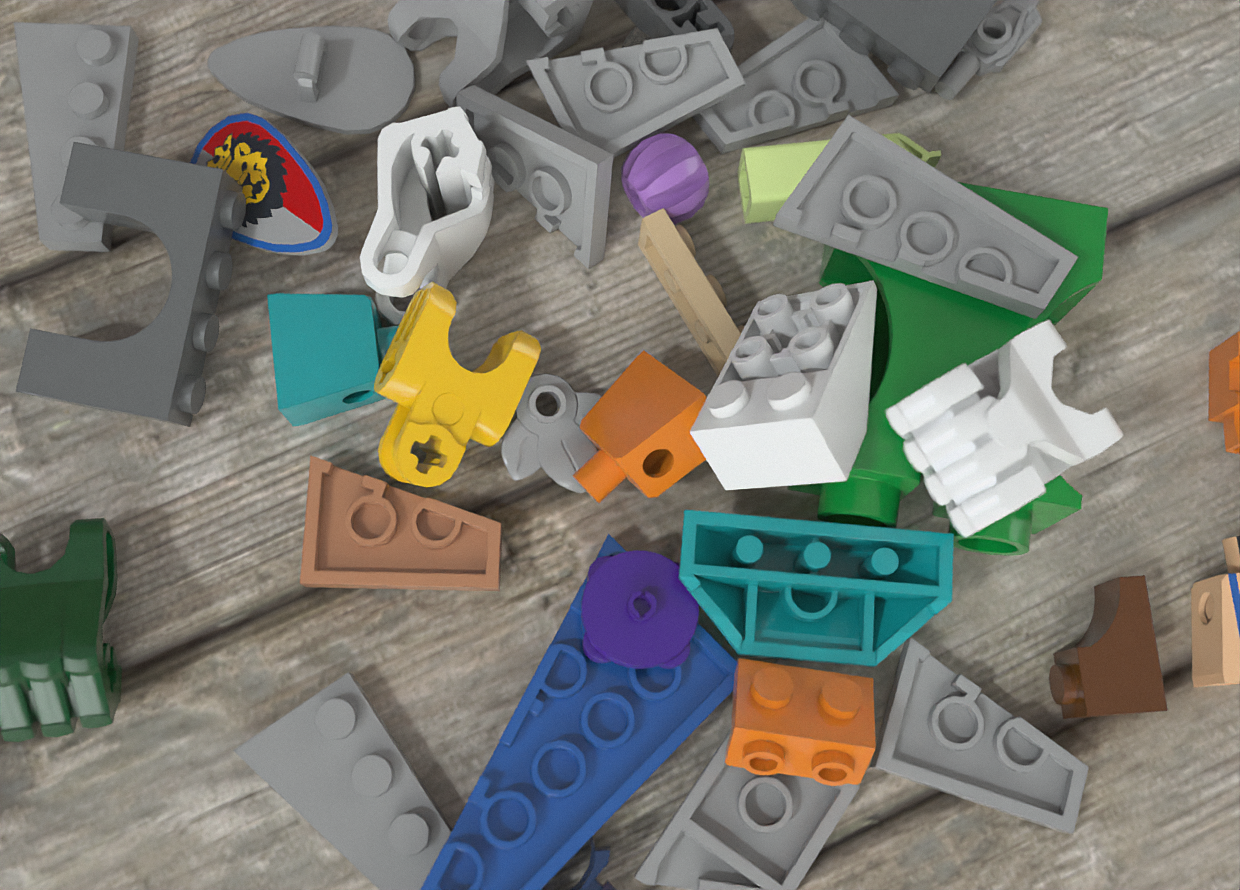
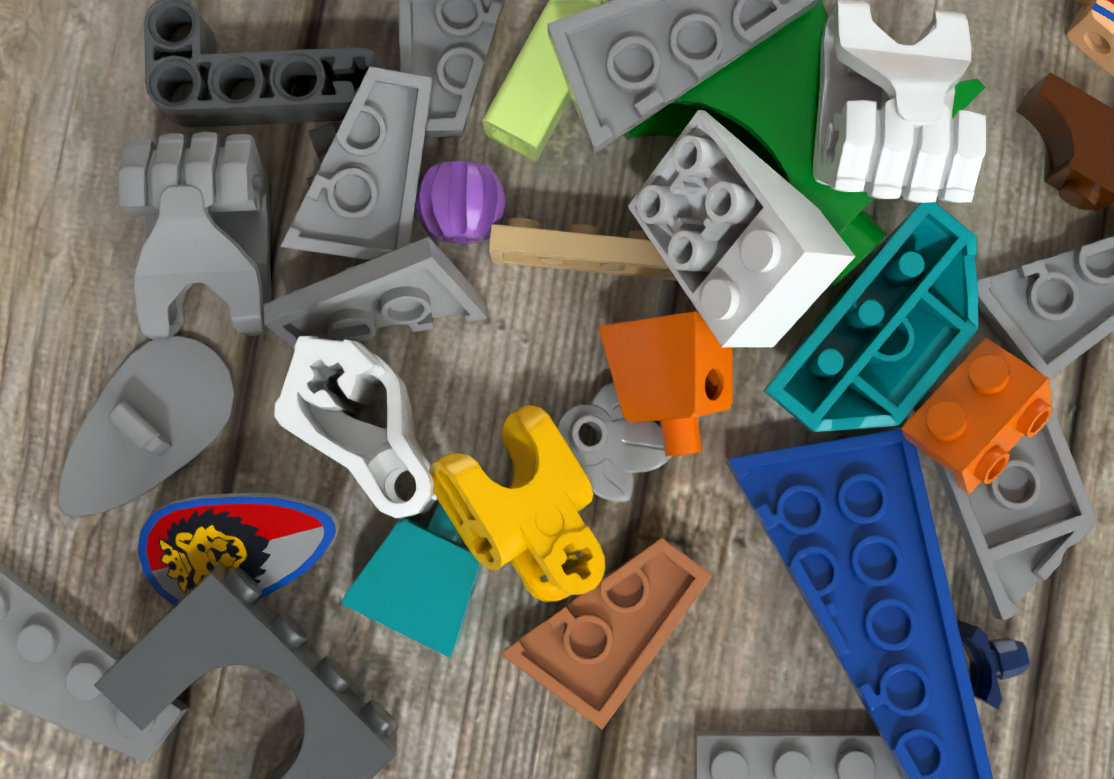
camera: 50 degrees left, 10 degrees up
(637, 611) = (810, 480): dark purple piece -> none

